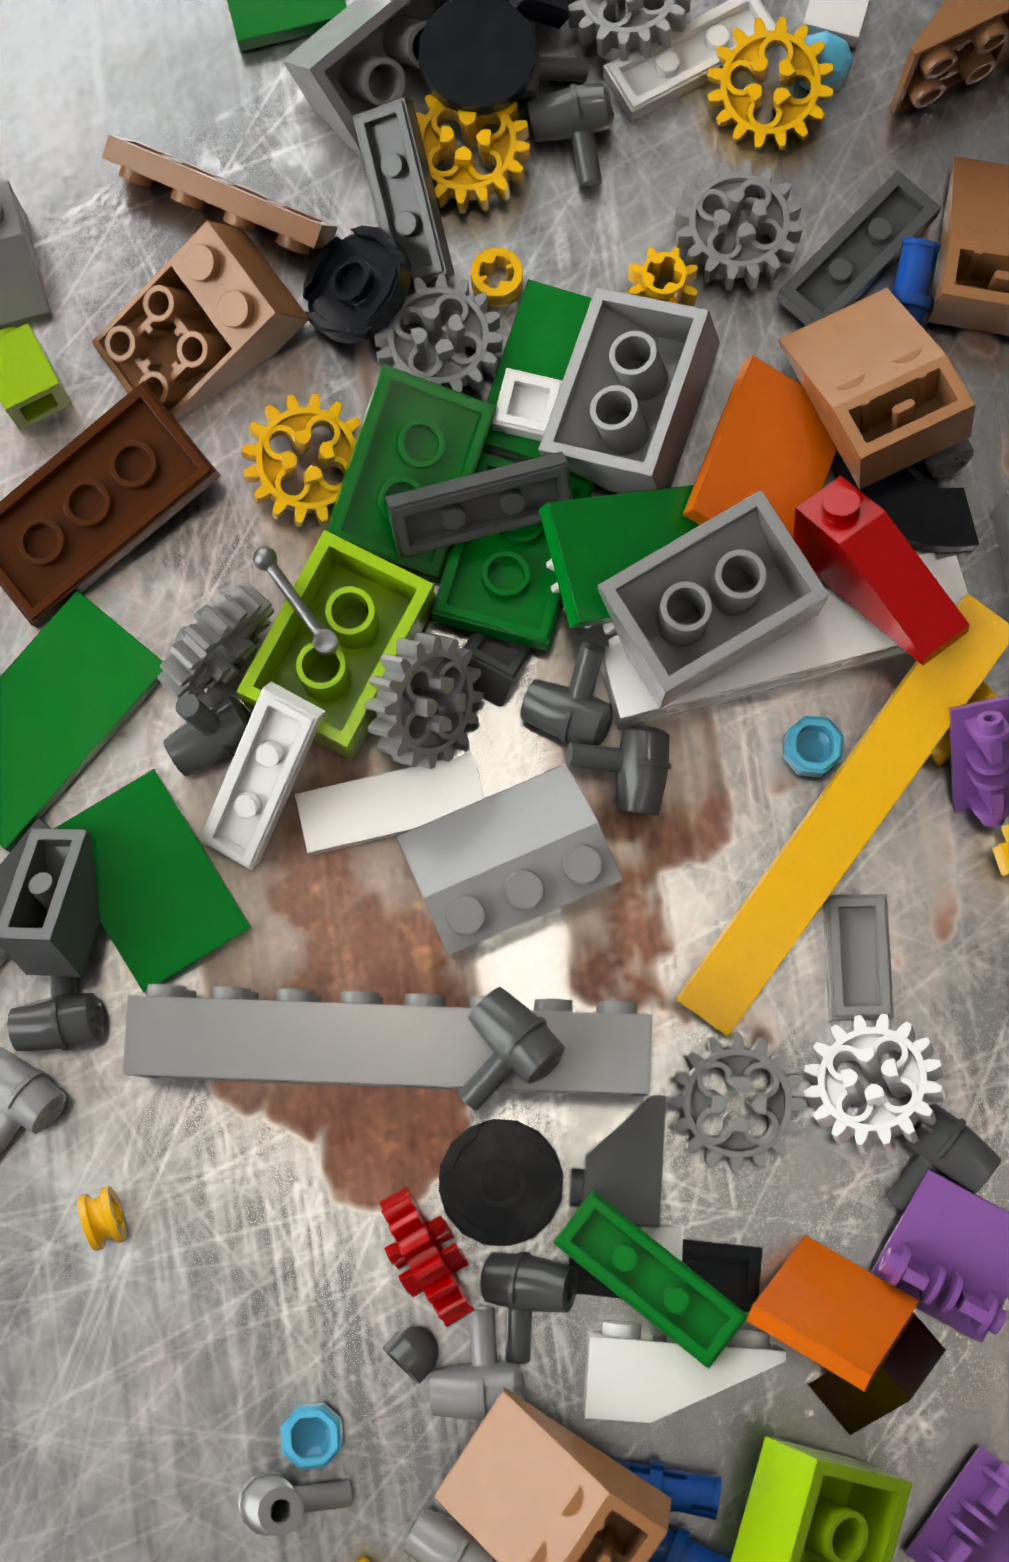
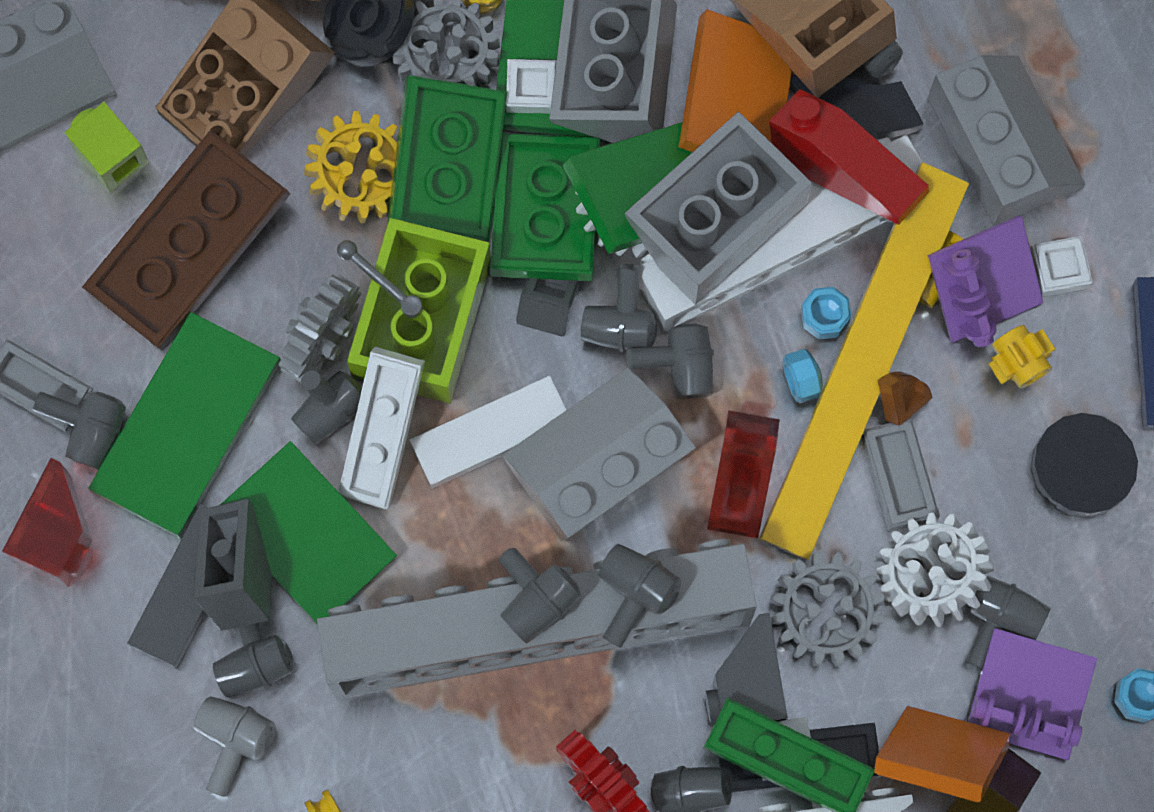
camera: 15 degrees left, 5 degrees down
(395, 1034) = (543, 596): none -> dark grey piece
(408, 718) = (501, 338): light grey gear -> none
(476, 504) = (509, 173): dark grey tile -> none
(500, 1182) = (650, 717): black tile -> none
(674, 918) = (743, 474): none -> clear red slope
(769, 816) = (802, 375): none -> medium azure tile
(881, 866) = (902, 396): none -> dark orange tile

